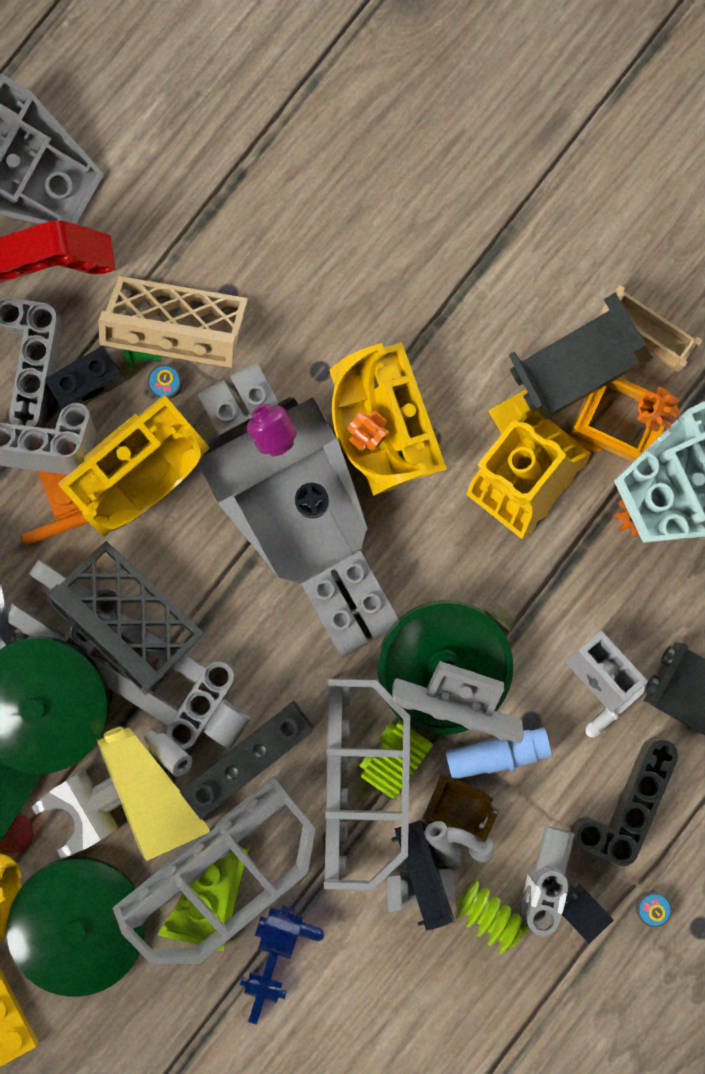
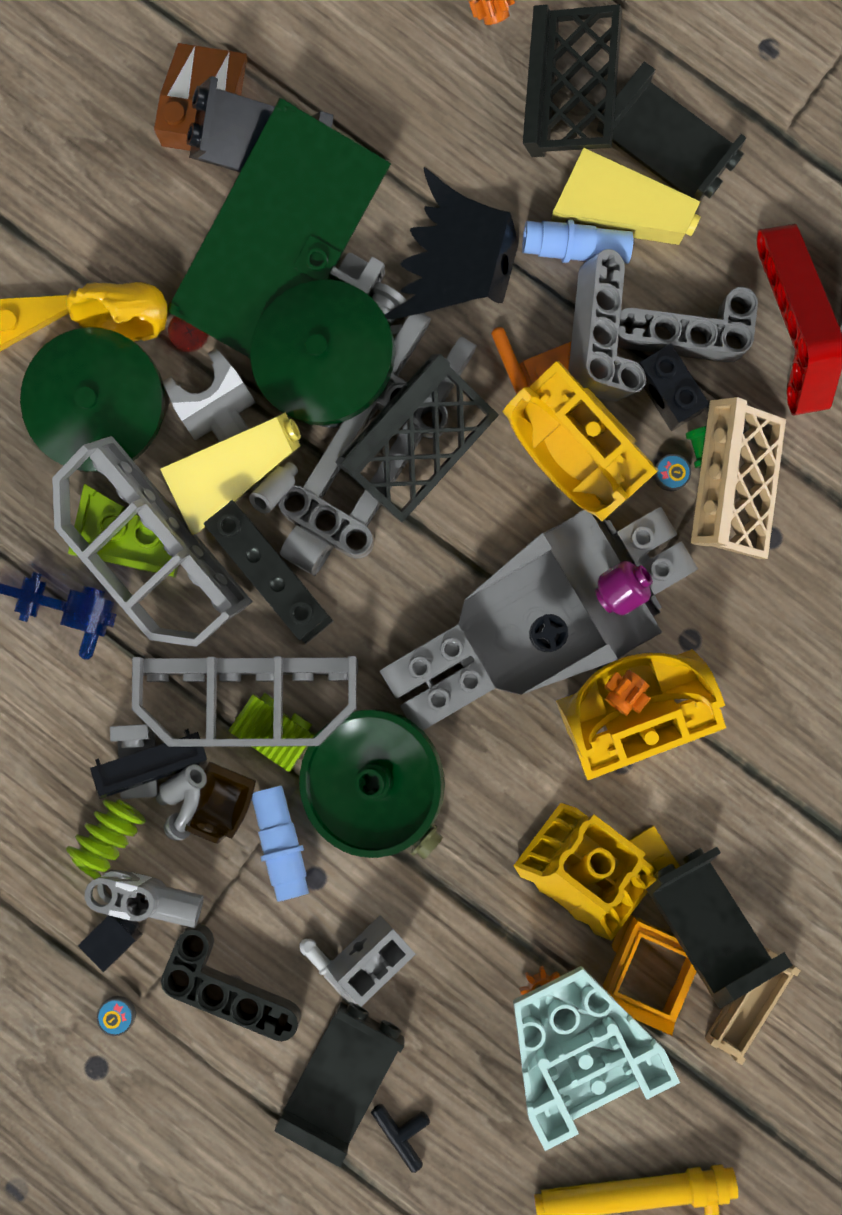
camera: 90 degrees right, 0 degrees up
(461, 698) = (337, 802): light grey bracket -> none
(658, 409) = (662, 1015): orange gear -> none

